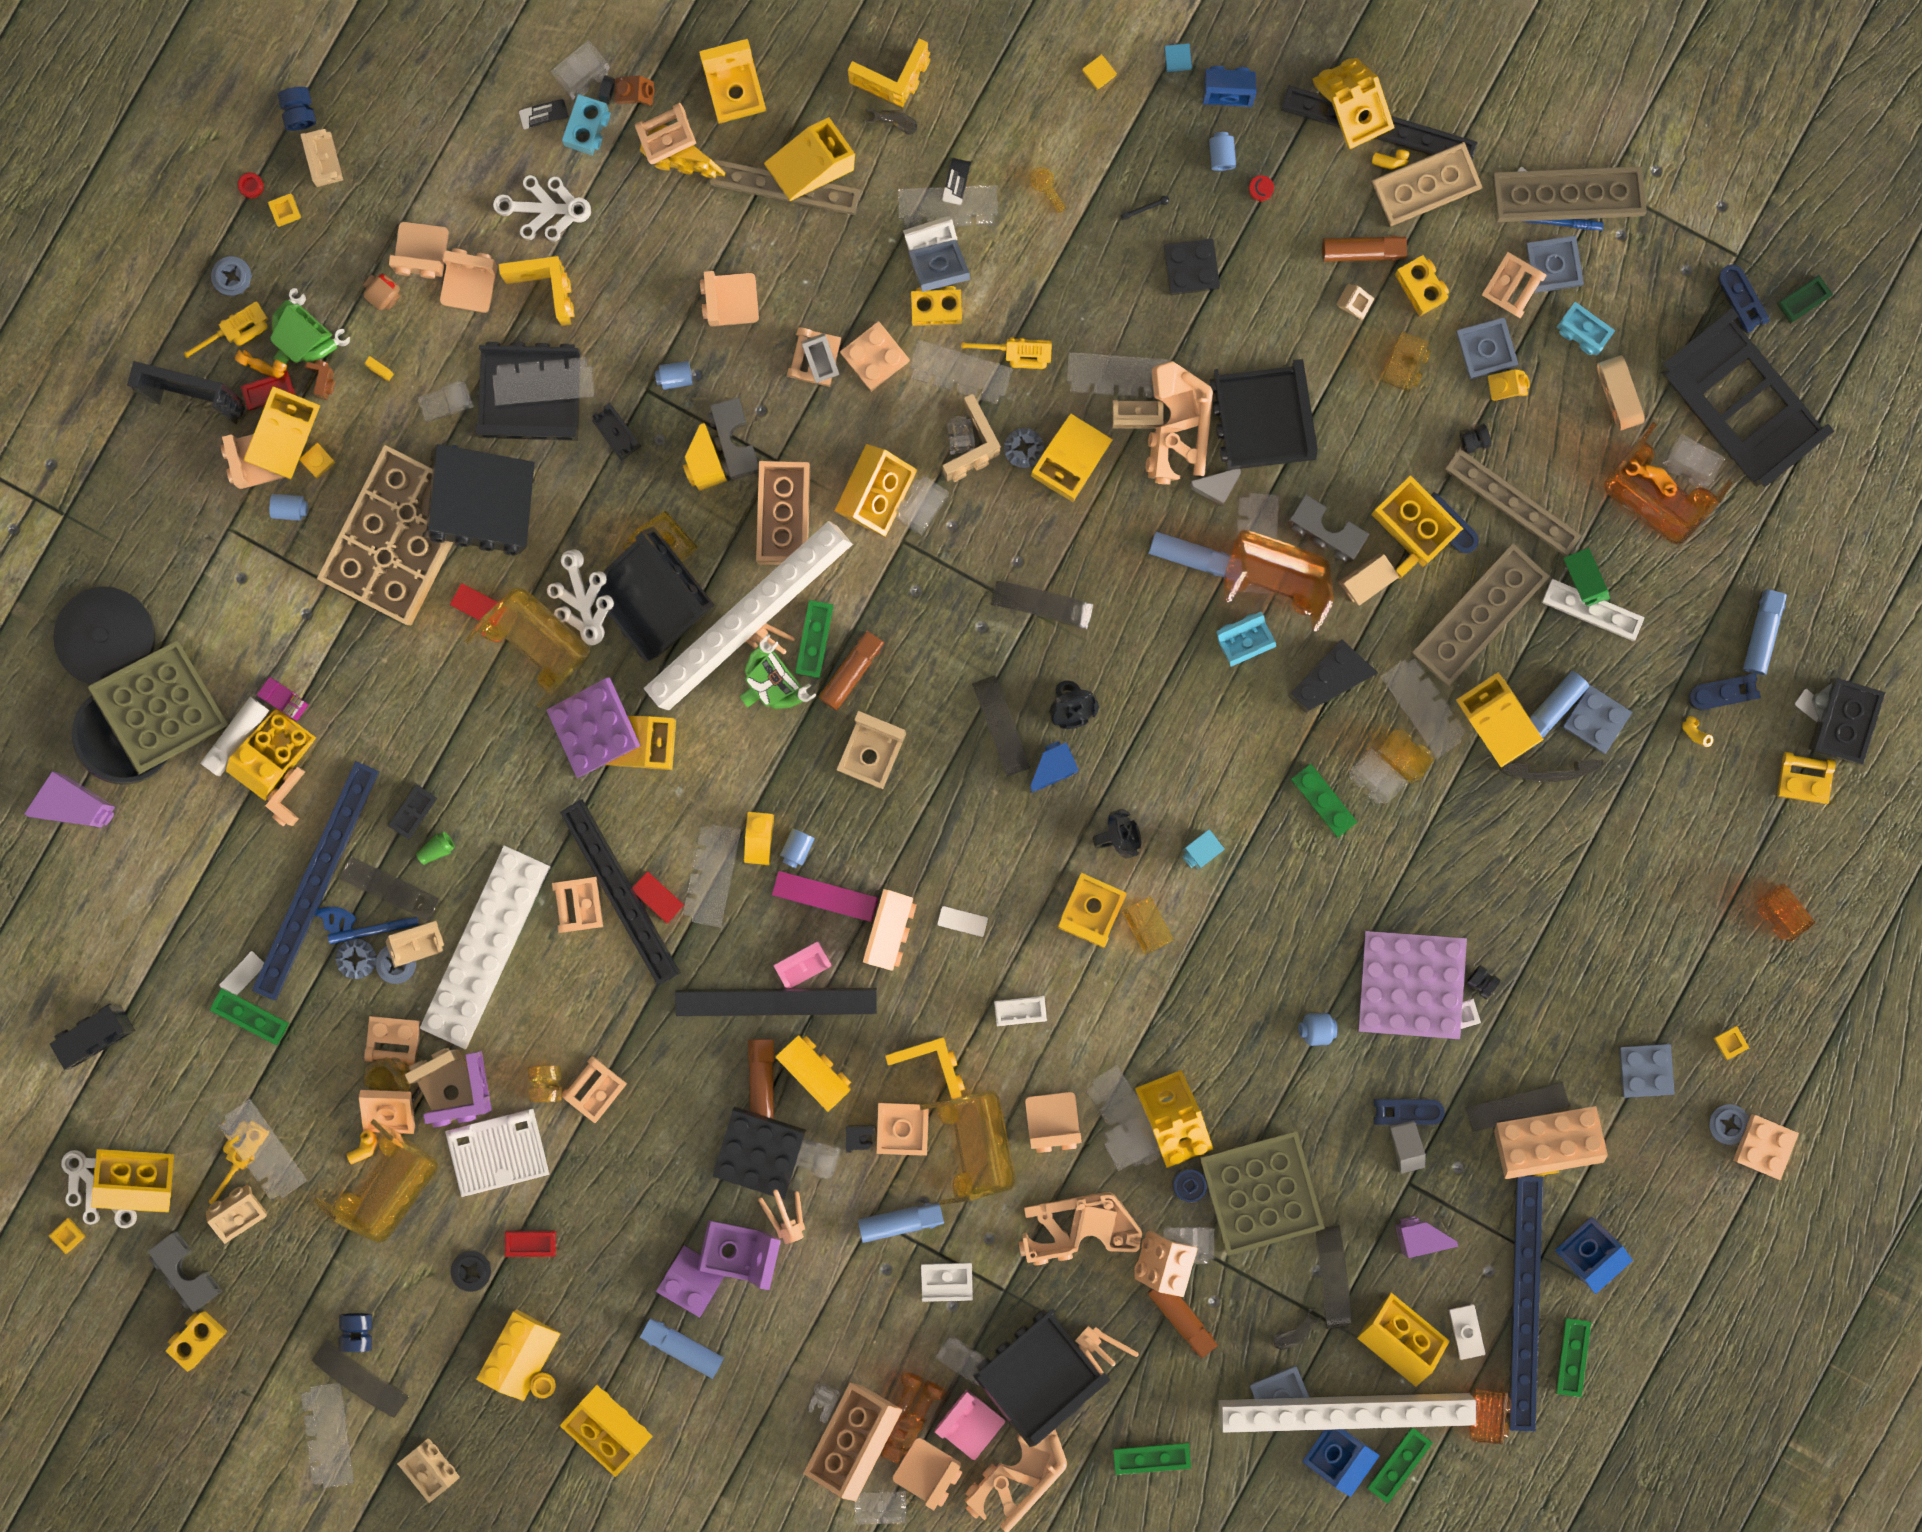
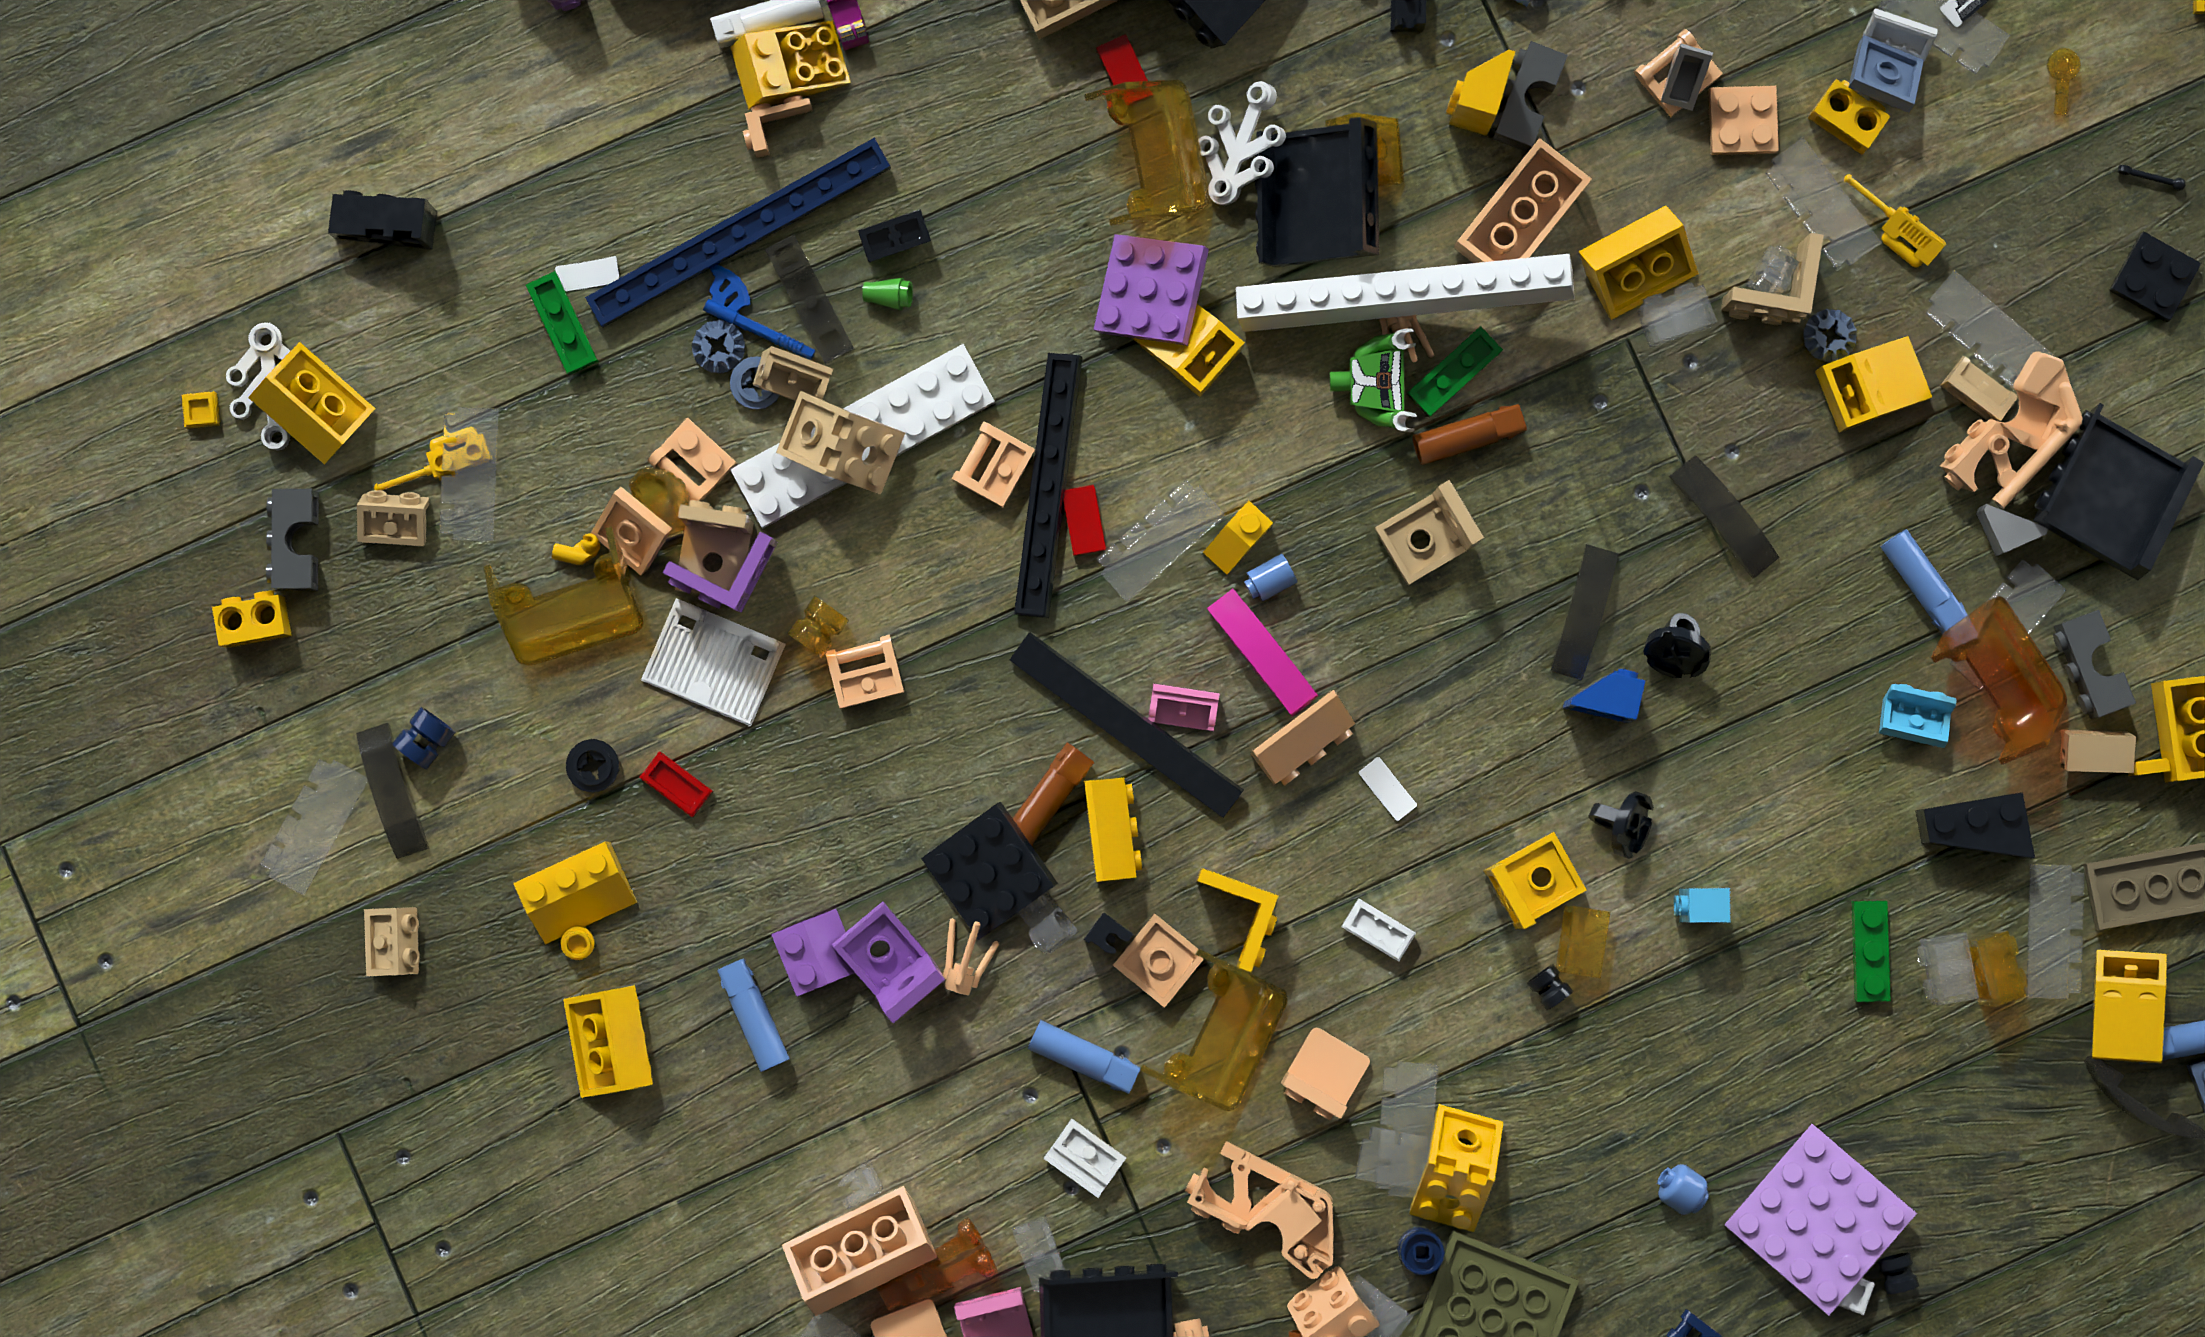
camera: 40 degrees right, 0 degrees up
(474, 963) = (840, 443): none -> tan bracket
(1154, 967) = (1551, 994): none -> black wheel

